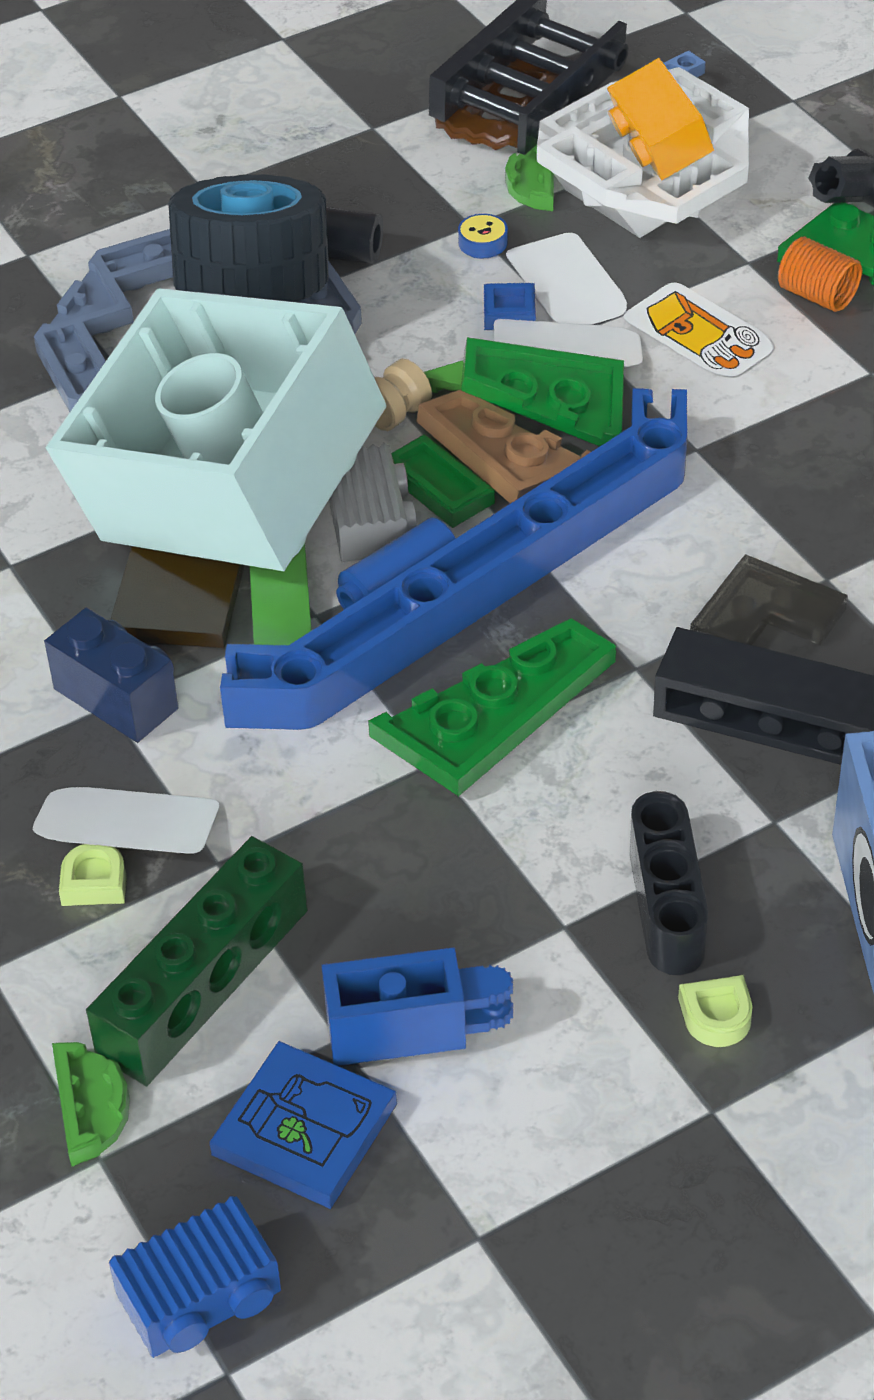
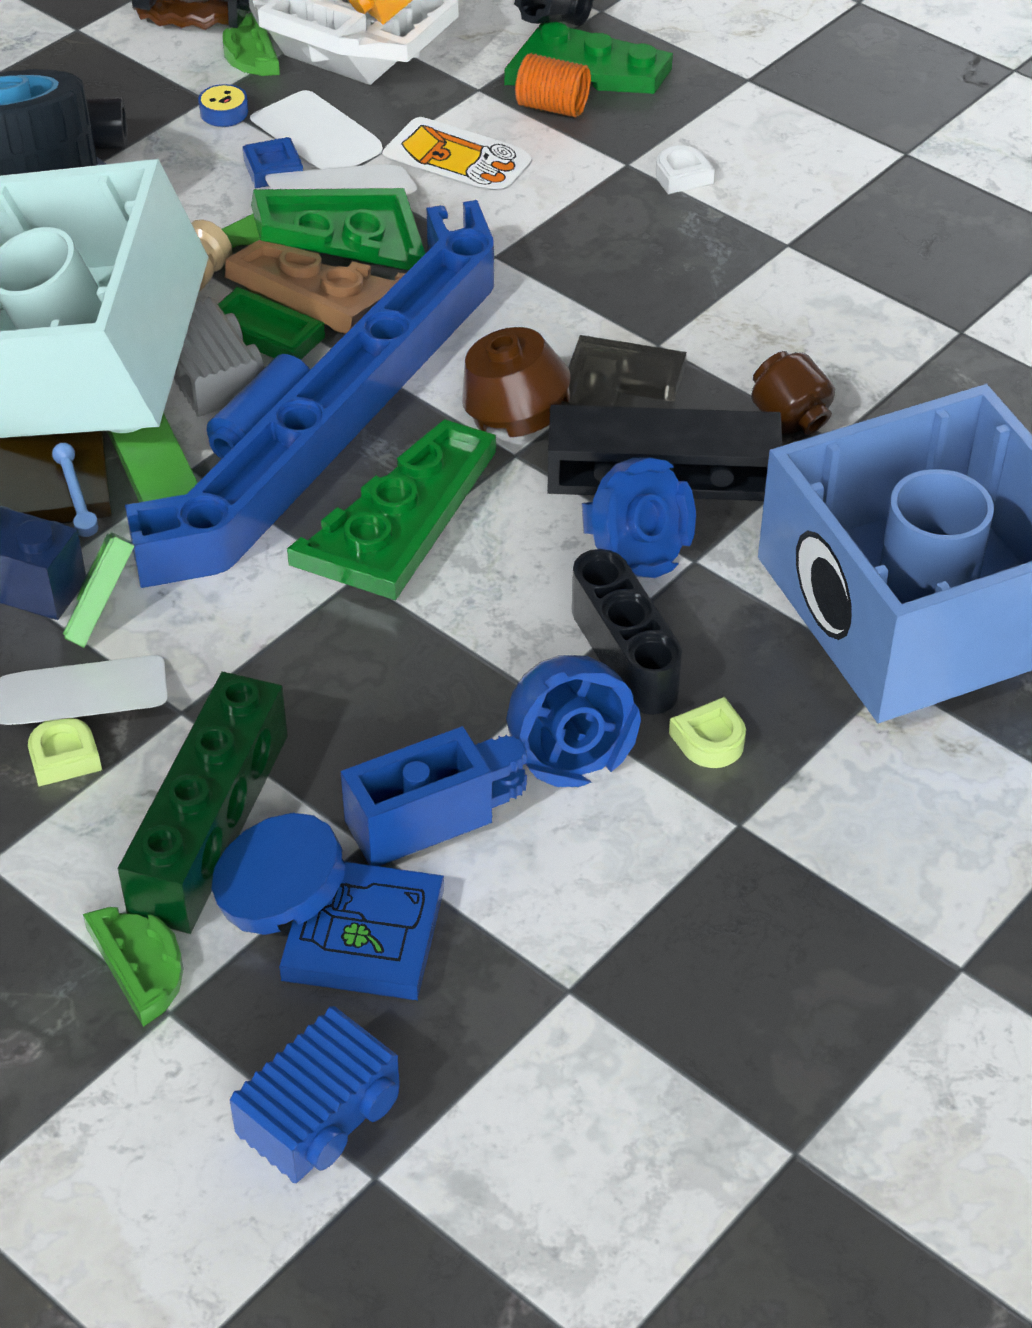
camera: 20 degrees left, 0 degrees up
(177, 721) = (97, 587): none -> tile
(191, 650) = (84, 521): none -> medium blue hinge
(241, 1049) = (278, 873): none -> blue tile
(573, 964) = (573, 719): none -> blue cylinder
(651, 591) = (513, 381): none -> reddish brown cone
(725, 767) = (642, 515): none -> blue tile

